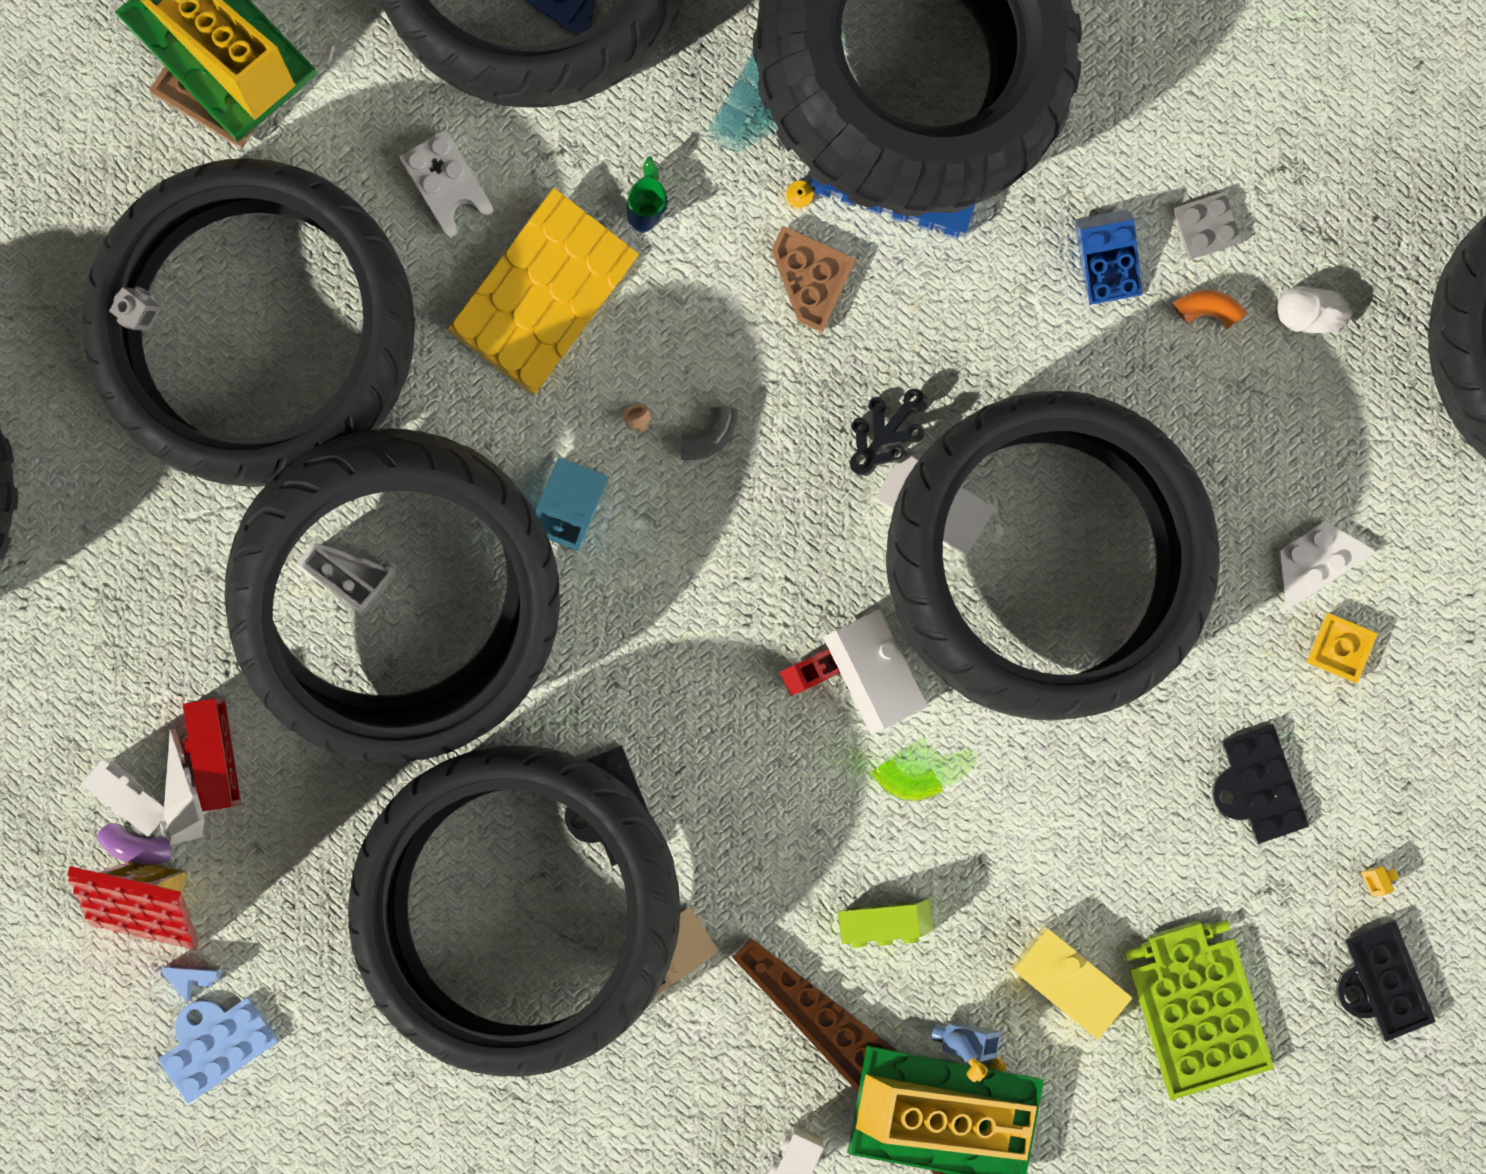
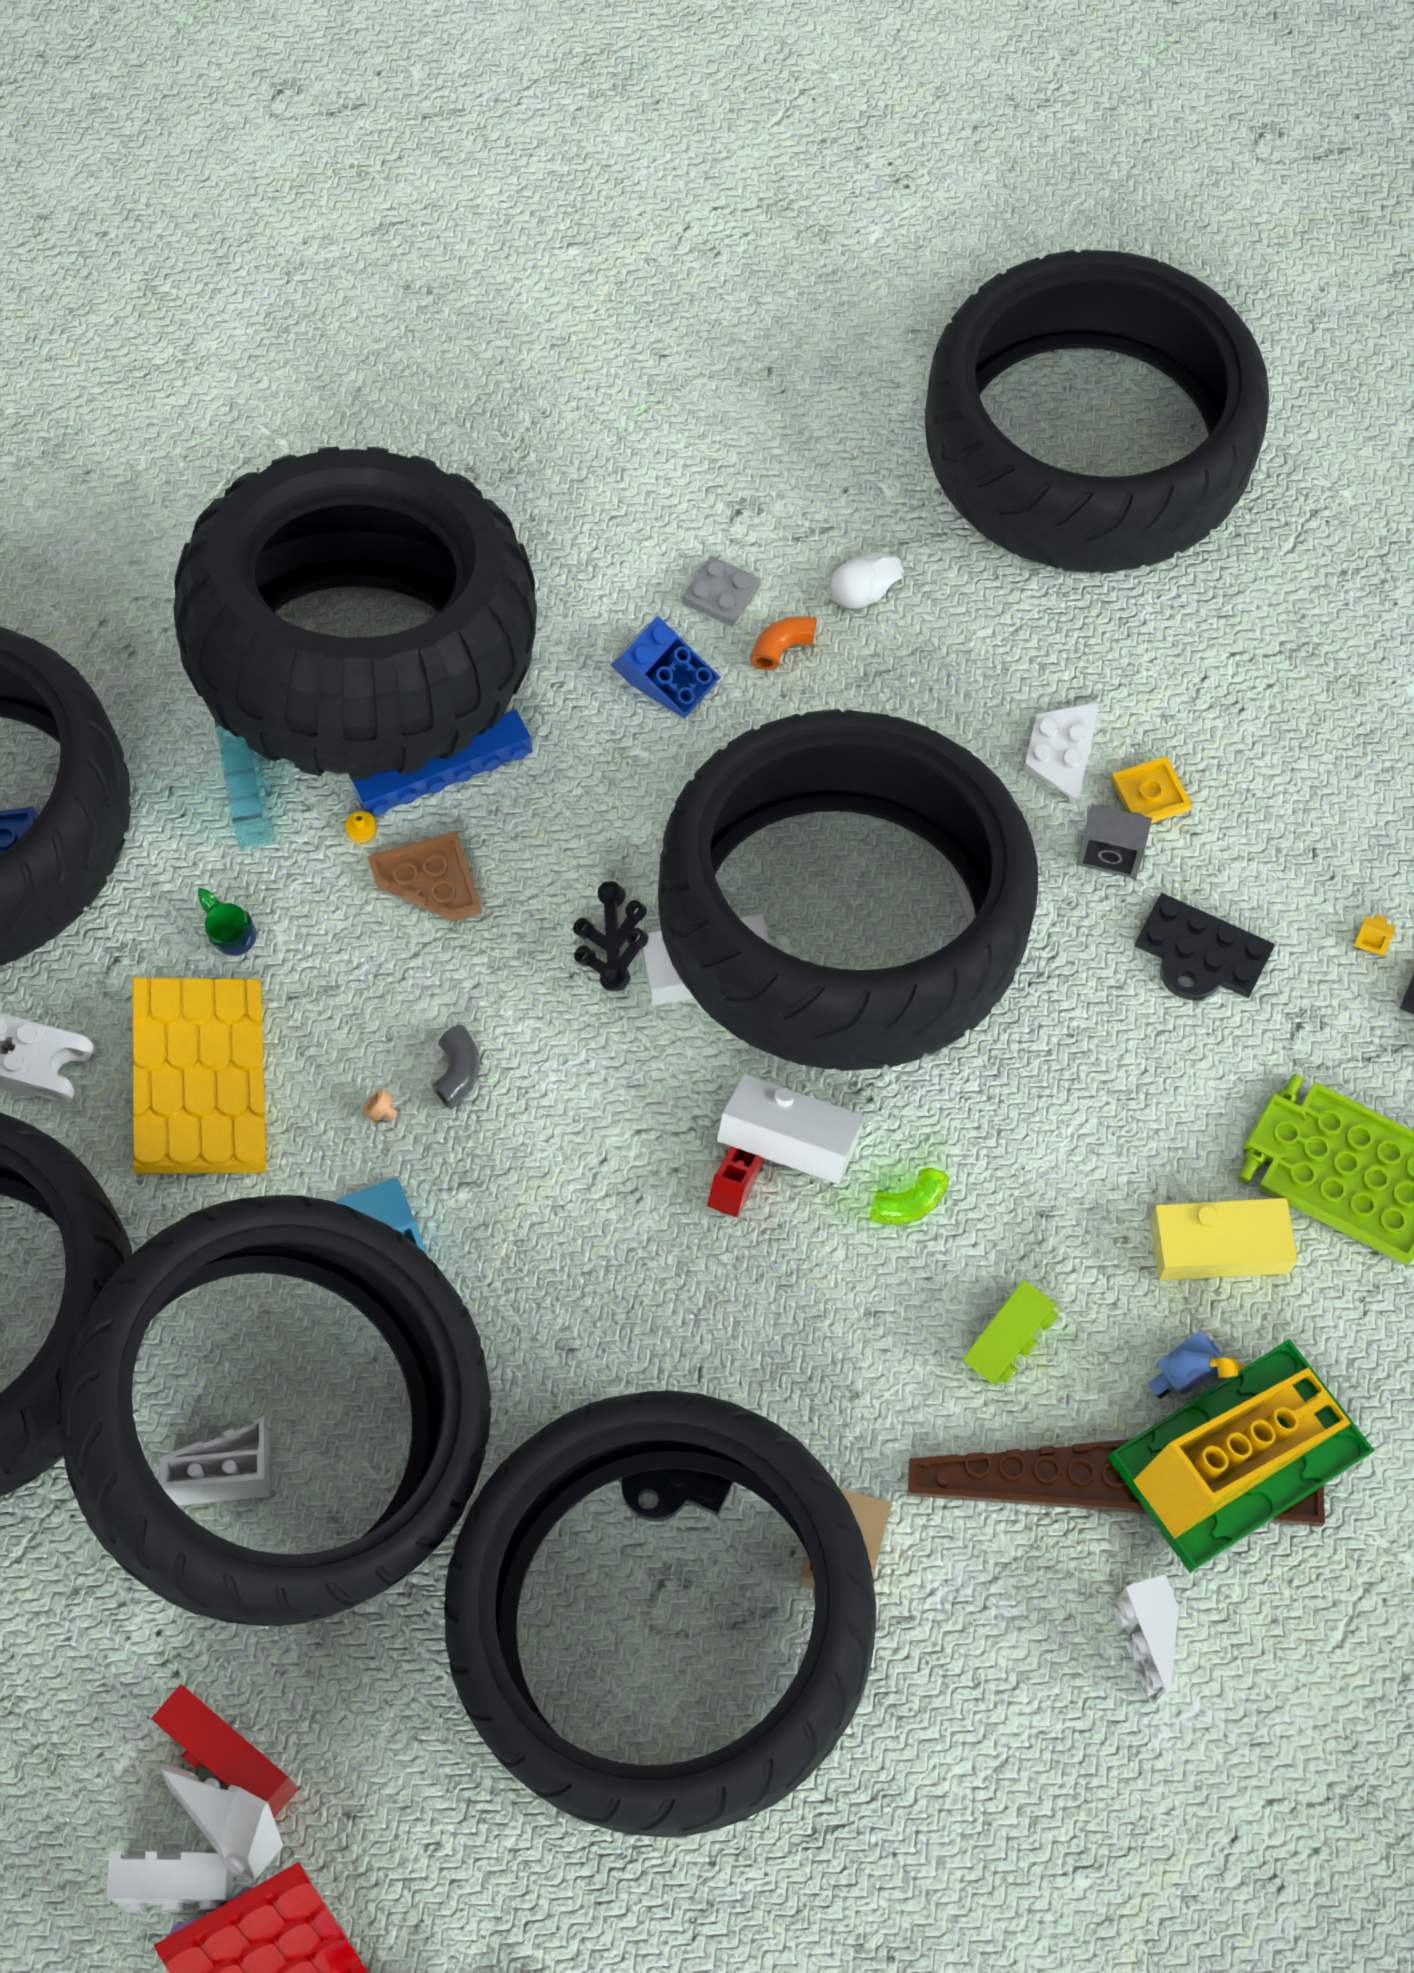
camera: 40 degrees left, 25 degrees down
(1276, 665) = (1114, 841): none -> flat silver brick

